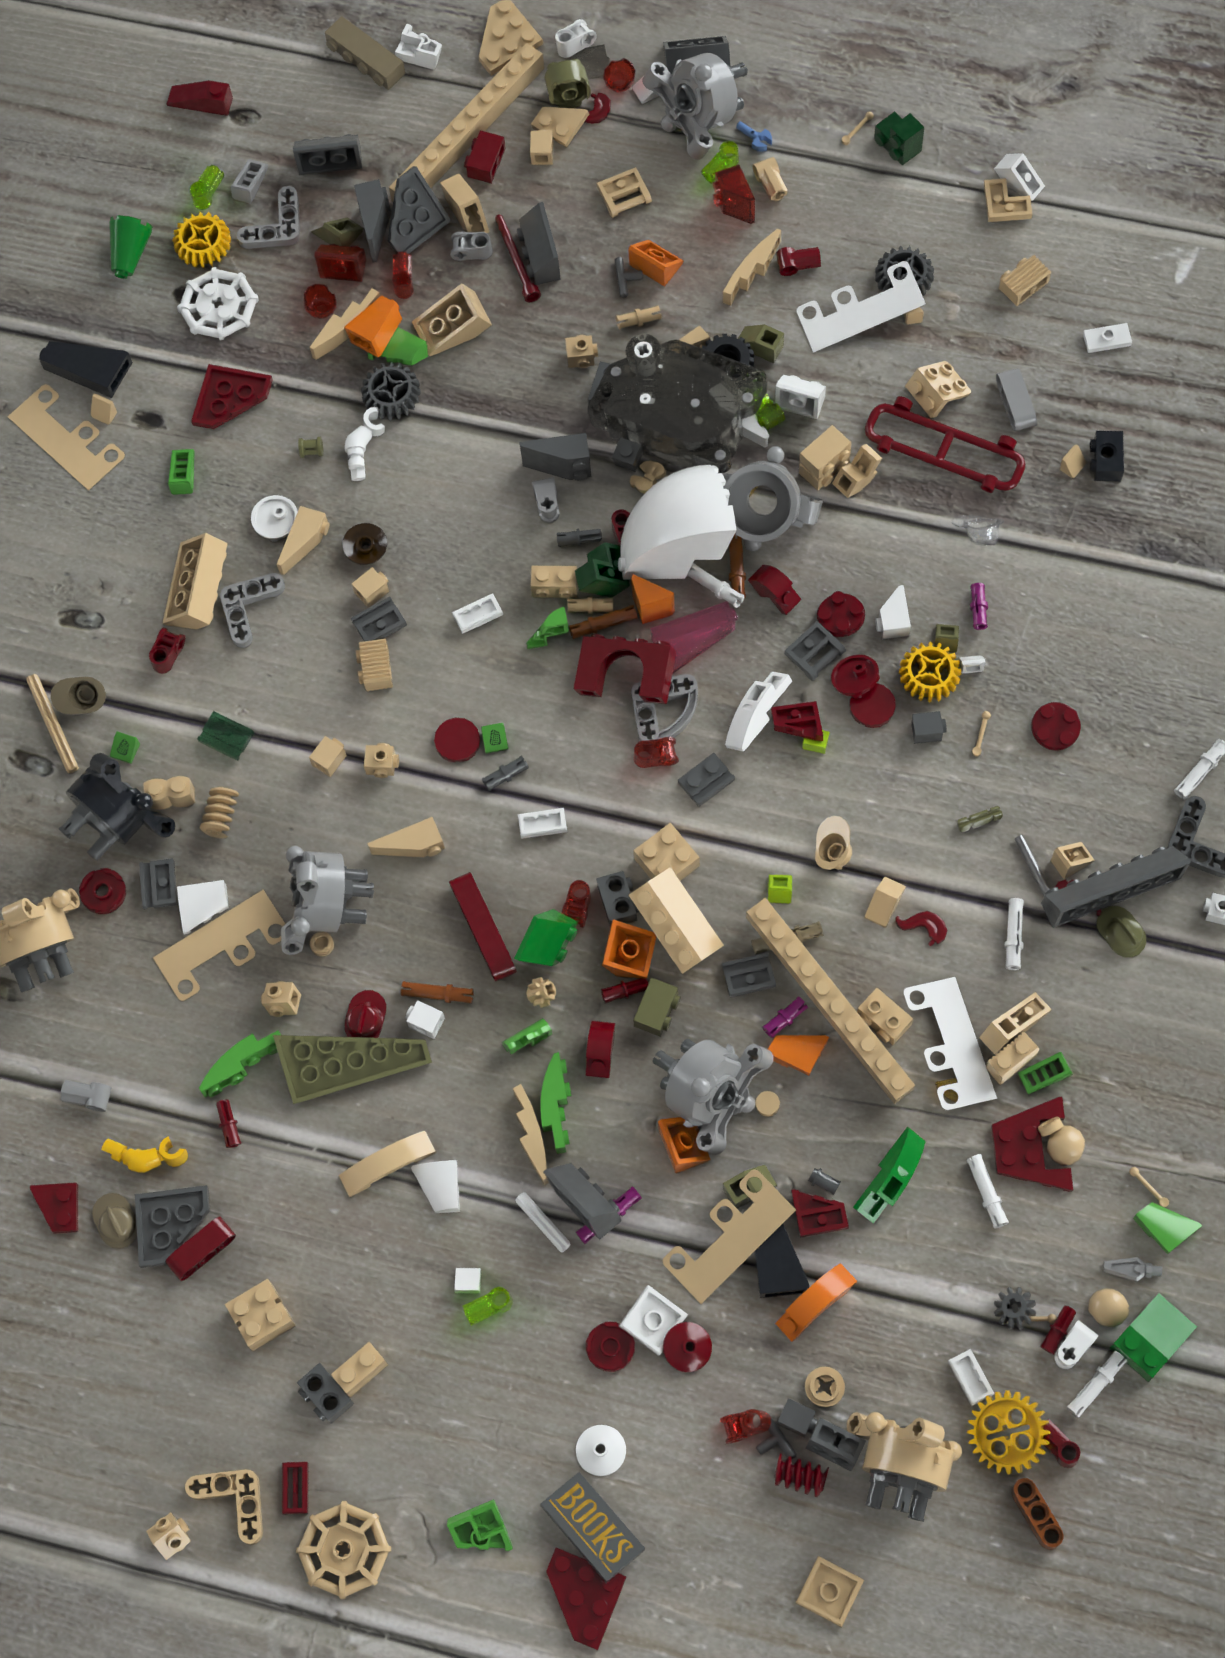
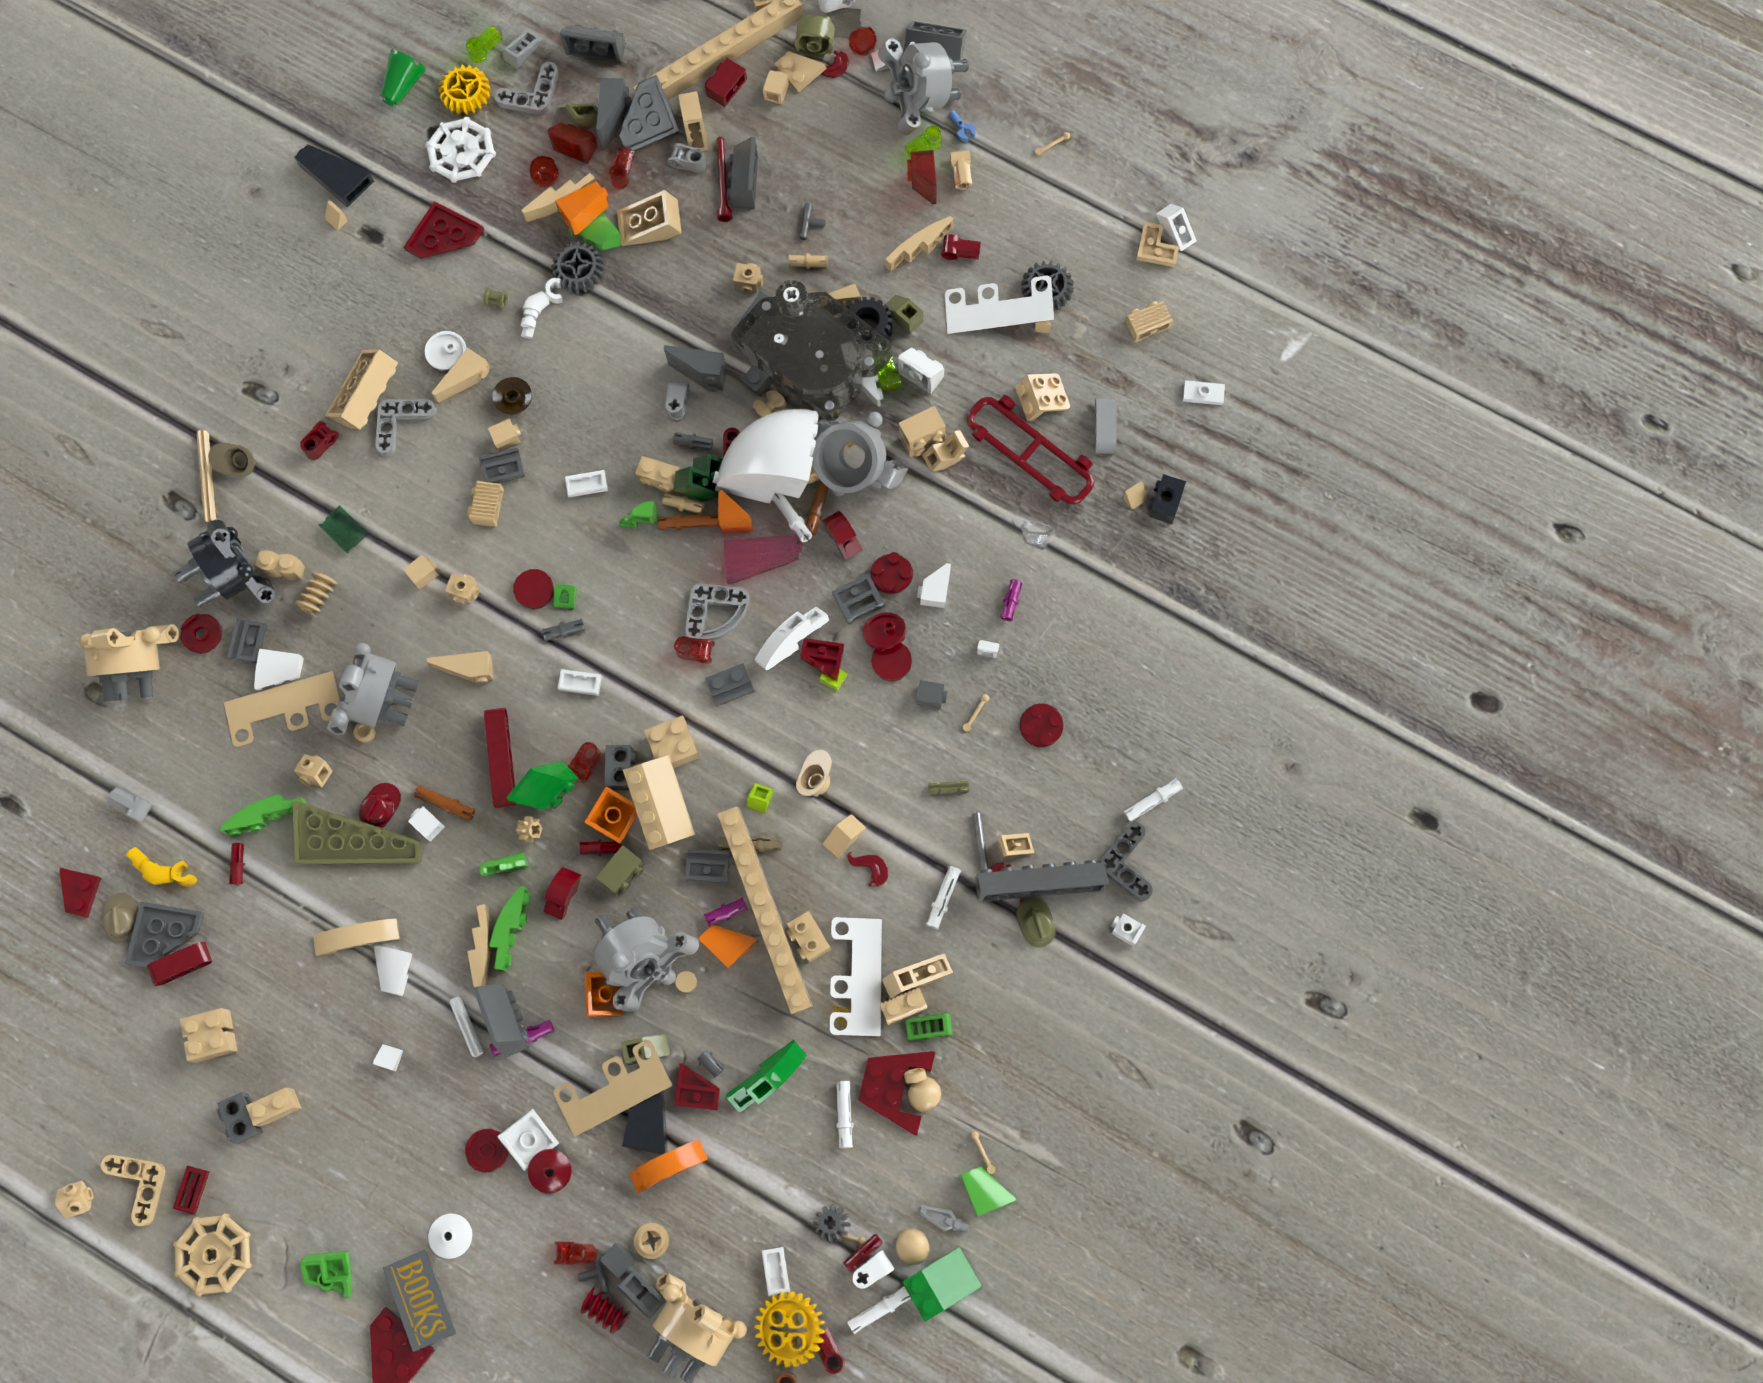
camera: 15 degrees right, 5 degrees up
(62, 446) = (292, 236): tan piece -> none
(124, 747) = (258, 515): bright green slope -> none
(182, 484) = (378, 299): bright green slope -> none
(485, 1306) = (396, 1085): clear neon green piece -> none
(599, 653) = (674, 549): dark red arch -> none
(622, 186) = (832, 140): tan plate -> none
(654, 261) = (838, 214): orange slope -> none
(900, 136) = (1085, 162): dark green brick -> none
(942, 660) = (941, 649): yellow gear -> none
(948, 636) = (974, 620): olive slope -> none

